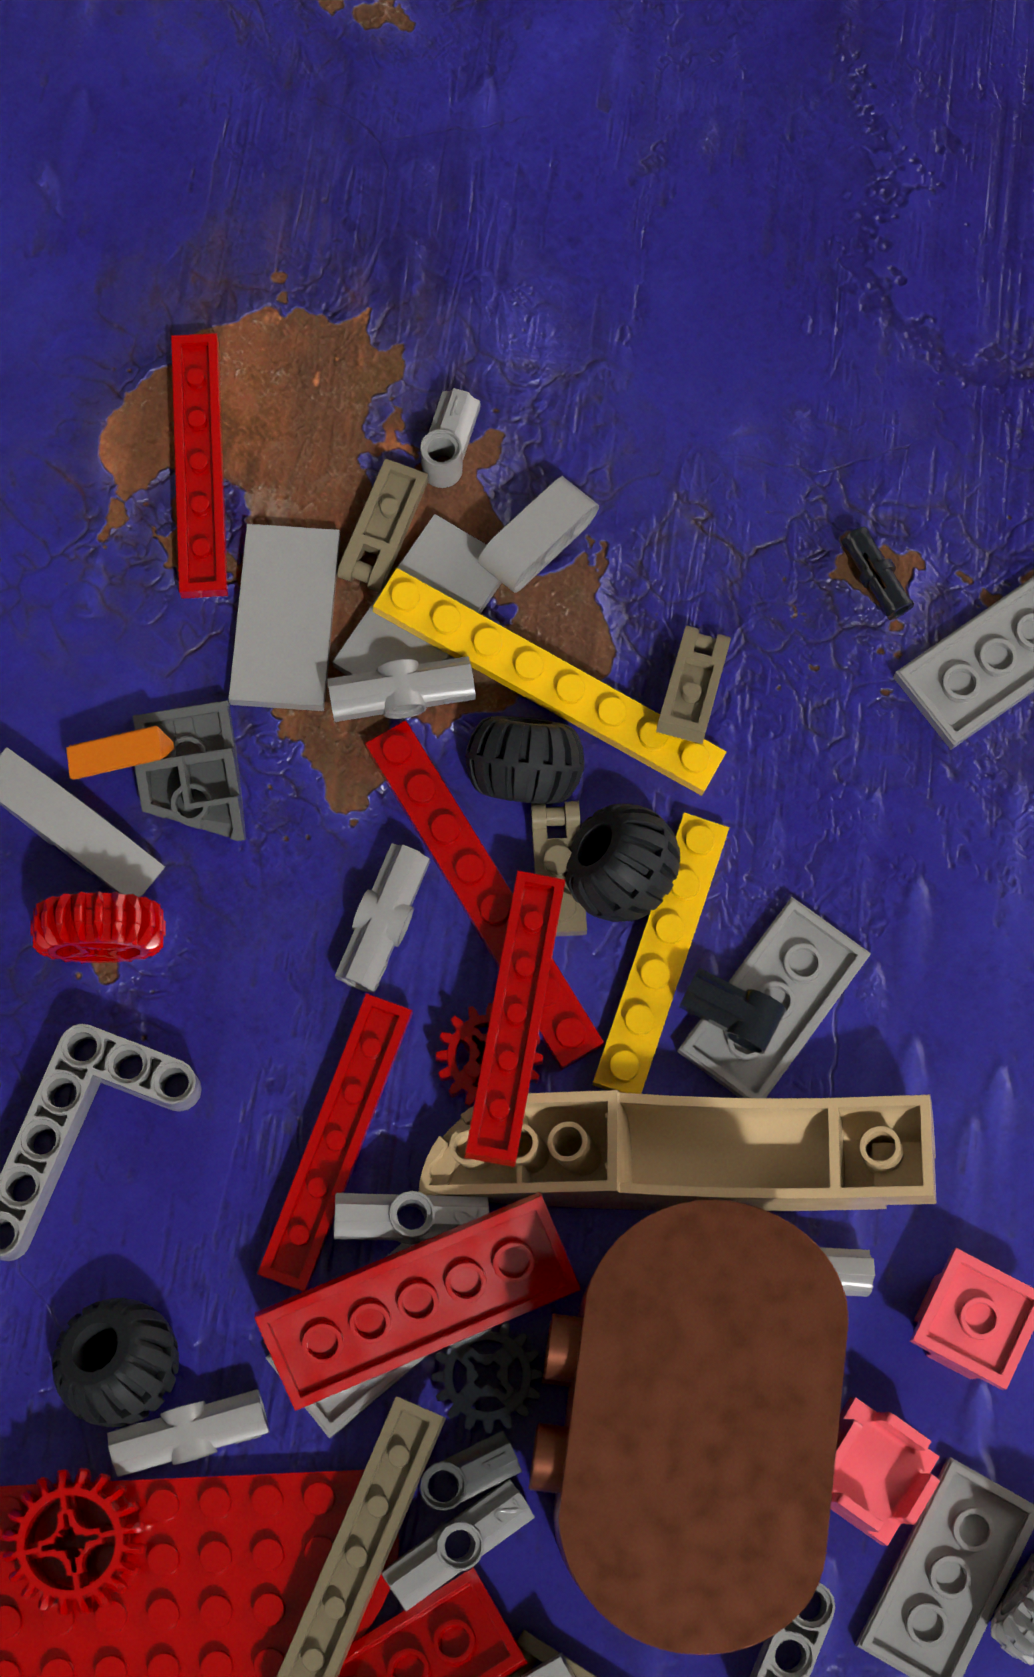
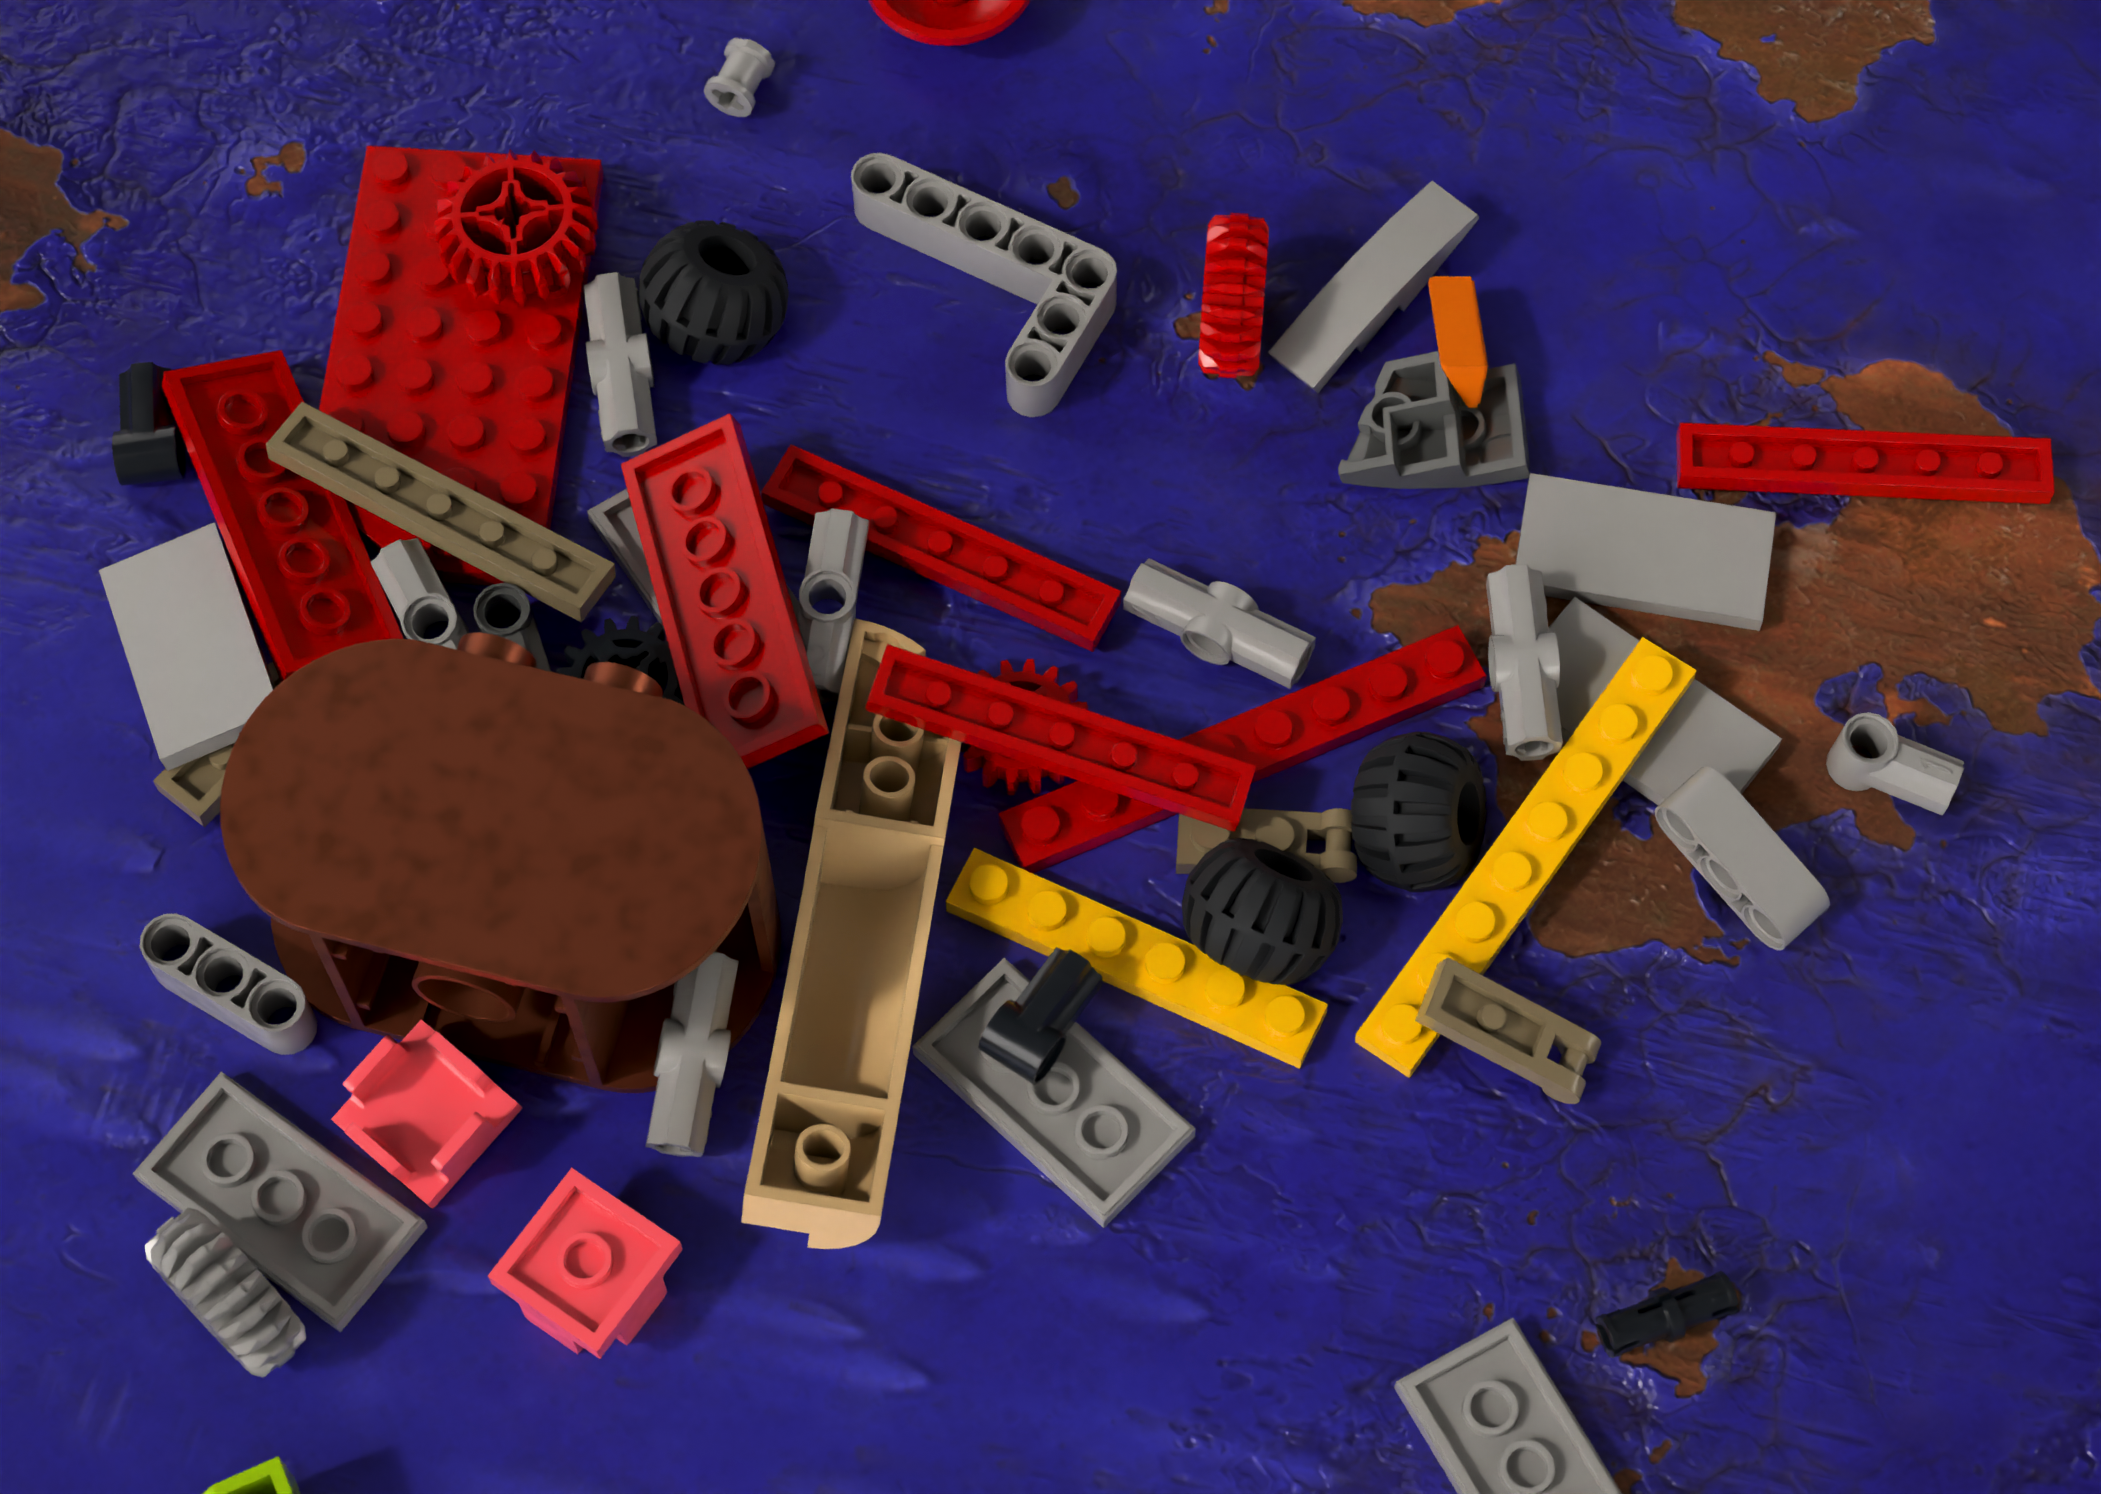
camera: 100 degrees right, 10 degrees down
(383, 524) = (1770, 675): dark tan plate -> none

